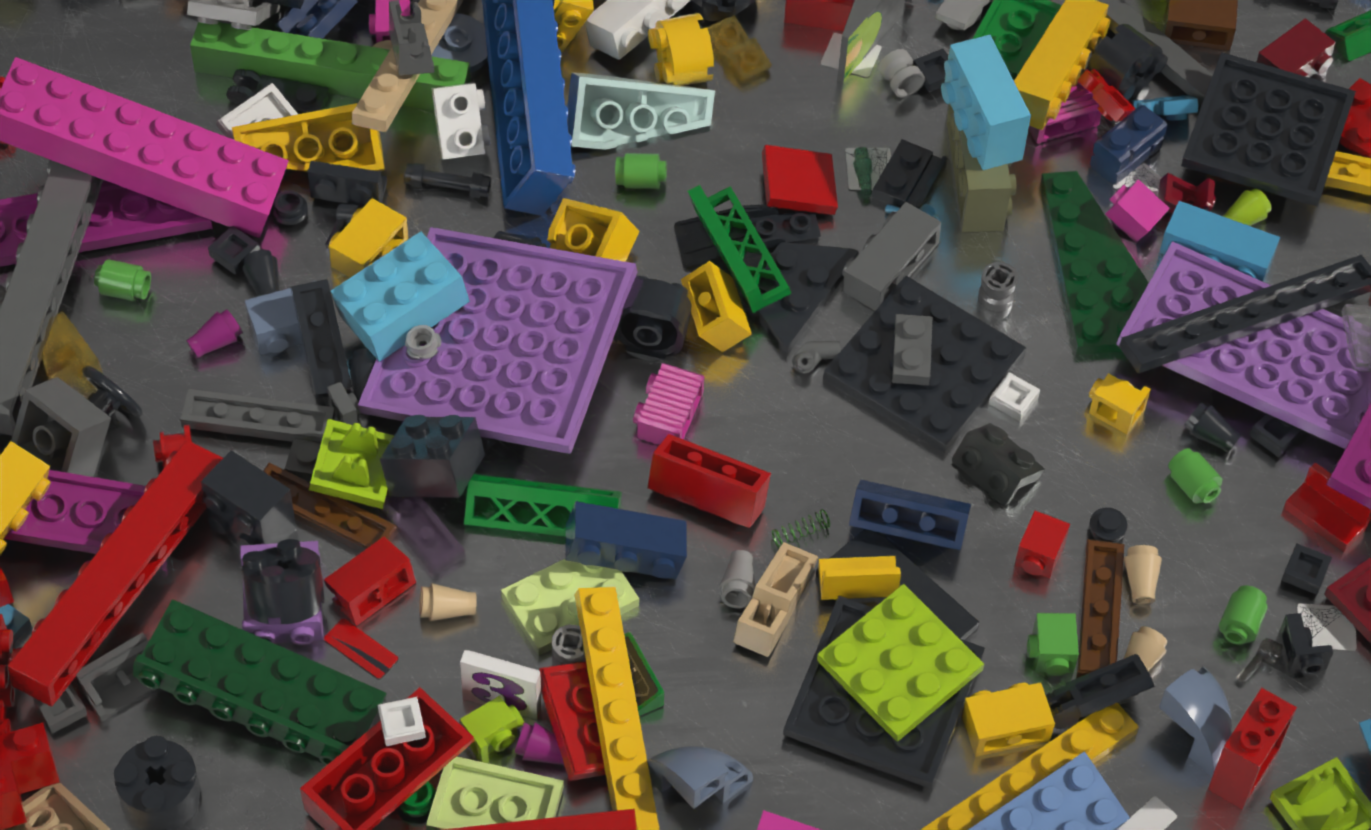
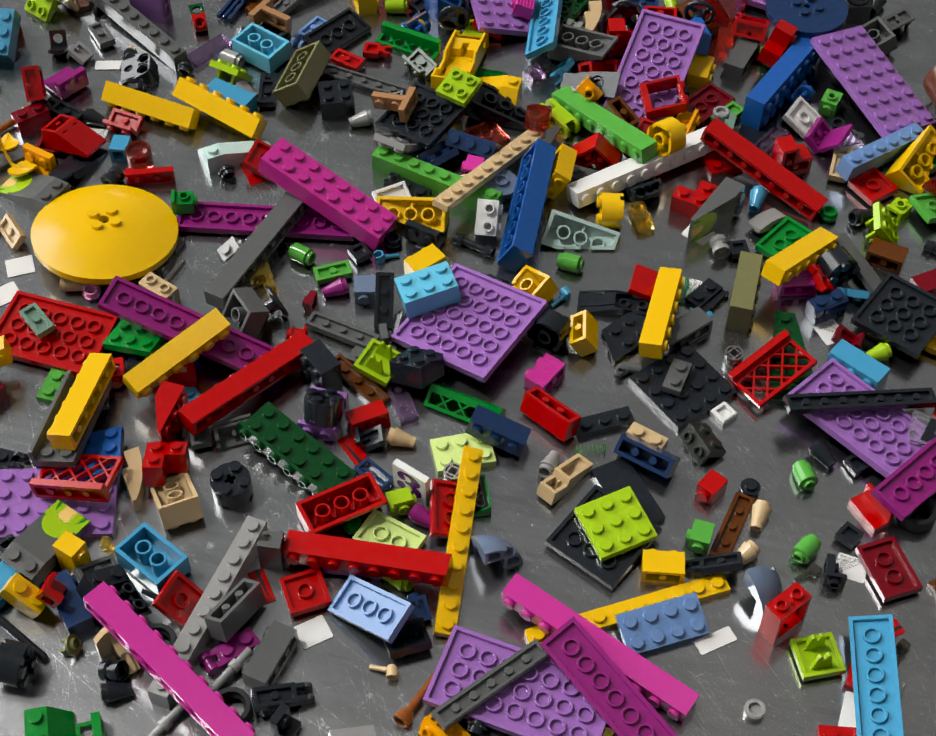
camera: 20 degrees right, 5 degrees down
(175, 376) = (310, 302): none -> dark red plate
(196, 302) = (333, 271): none -> bright green plate
(262, 271) = (369, 264): black cone -> none
(274, 241) = (380, 257): none -> dark azure hand
(389, 617) = (370, 438): none -> black bracket
(401, 721) = (354, 484): white tile -> none
(409, 41) = (473, 172): dark grey hinge -> none
(420, 673) = (361, 467): none -> dark blue tile
(422, 335) = (430, 313): light grey plate -> none
(652, 238) = (565, 295): none -> dark azure hand
(729, 248) = (599, 306): green fence -> none
(811, 469) = (605, 422): none -> black plate
(846, 233) = (661, 312): none -> yellow brick
(858, 577) = (609, 478): yellow panel -> none
(894, 474) = (648, 435): none -> tan plate
(985, 102) = (750, 264): medium azure brick -> none
(1046, 282) = (758, 361): none -> red fence
(1117, 402) = (776, 429): yellow brick -> none
(1136, 210) = (818, 338): dark pink brick -> none

